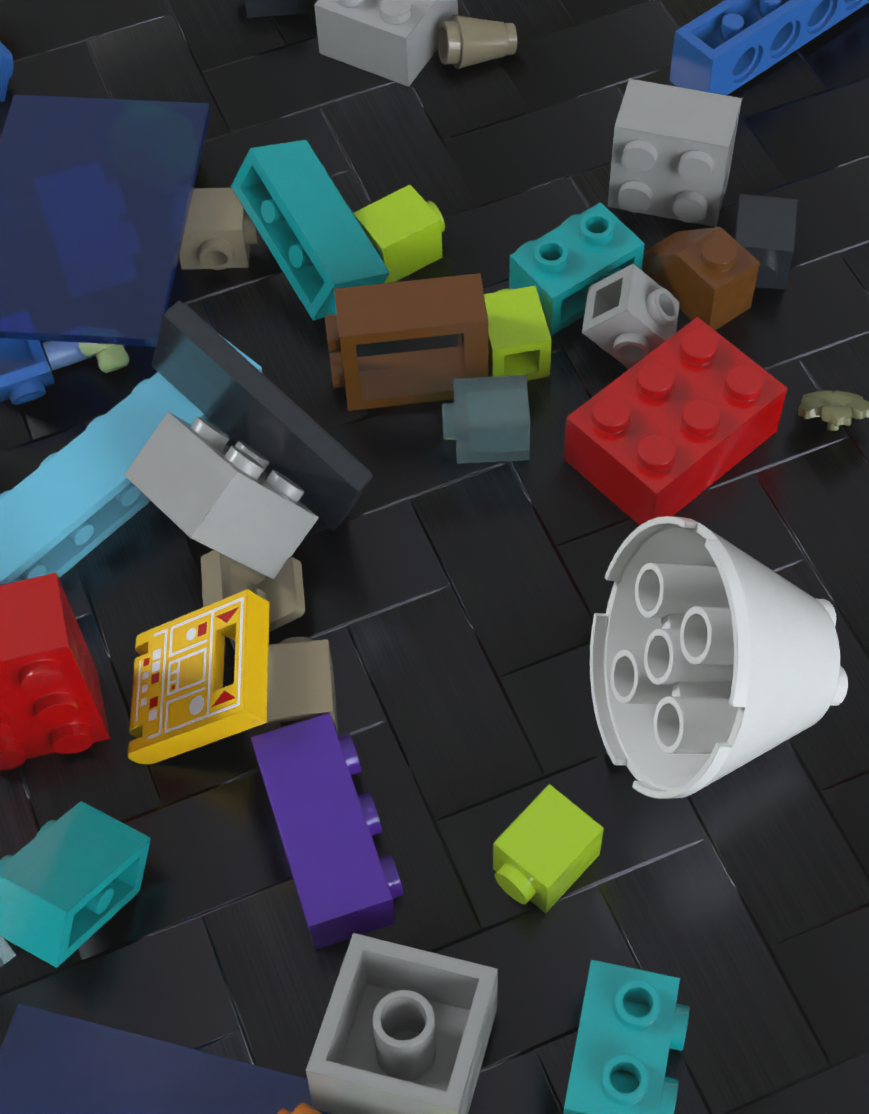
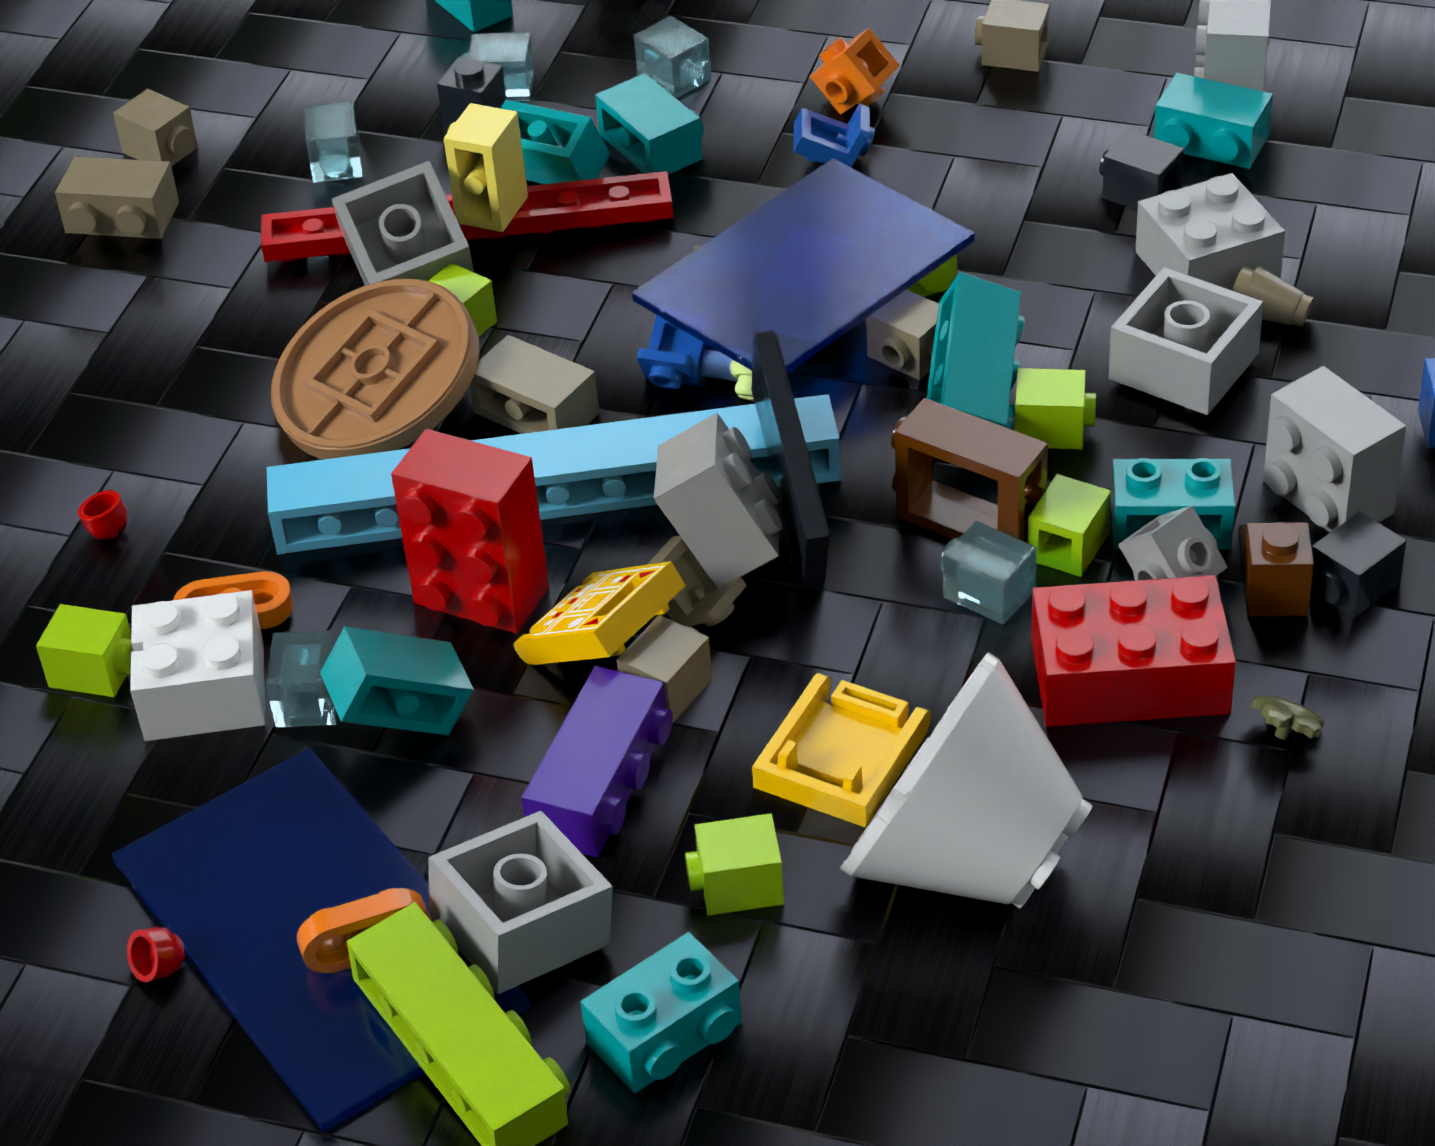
camera: 40 degrees right, 15 degrees down
(459, 113) = (1185, 340): none -> light grey brick
(515, 661) = (851, 743): none -> yellow container

